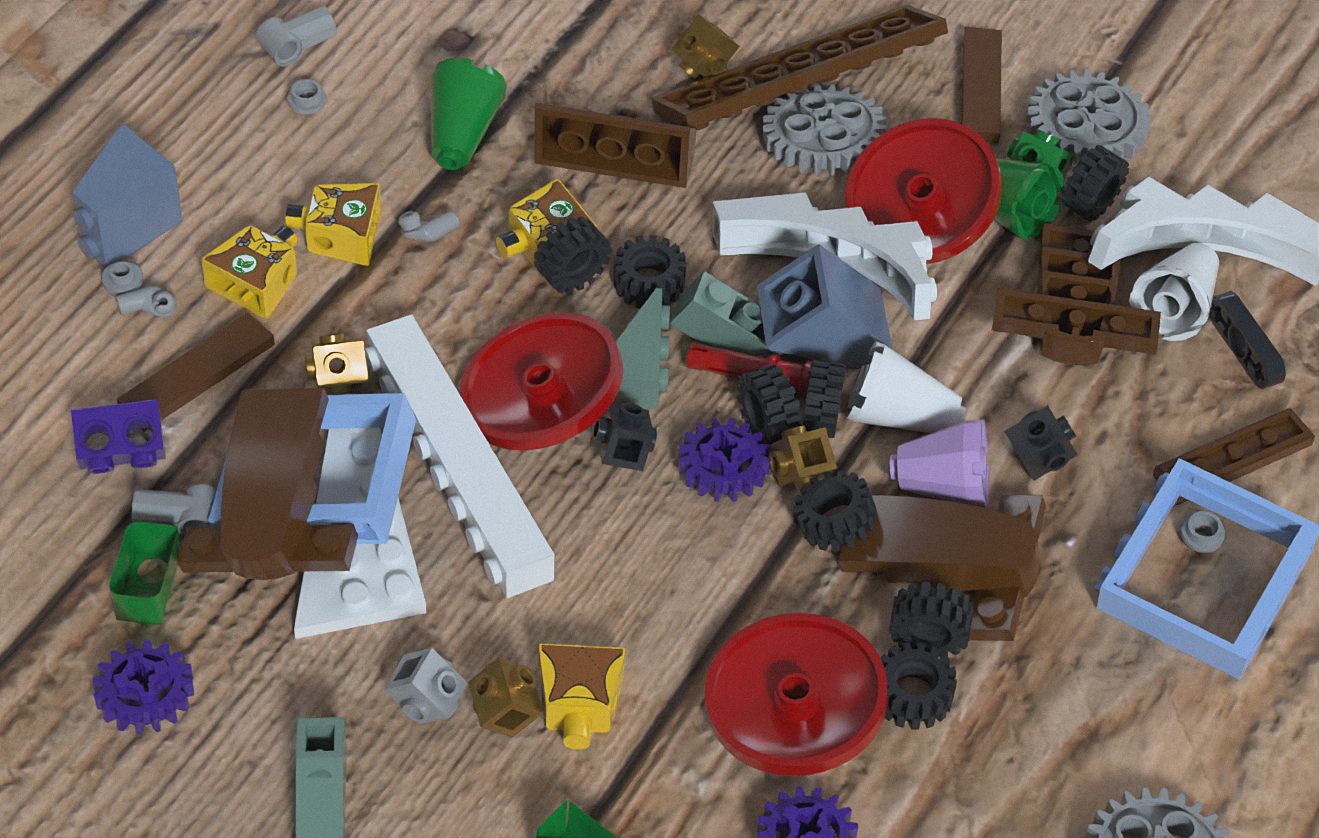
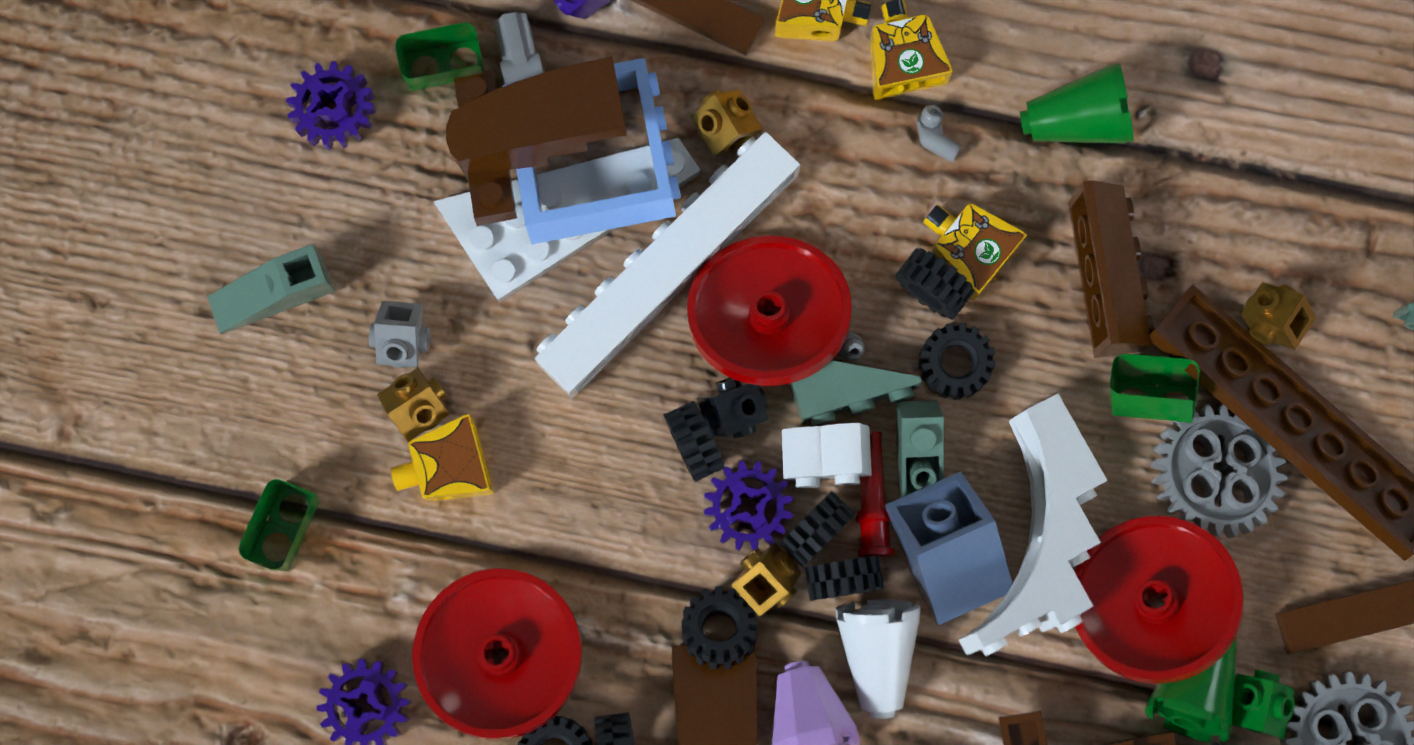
camera: 75 degrees right, 30 degrees up
(645, 472) = (694, 441): none -> black tyre
(699, 380) = (826, 453): none -> white brick
(743, 132) = (1146, 372): none -> green piece

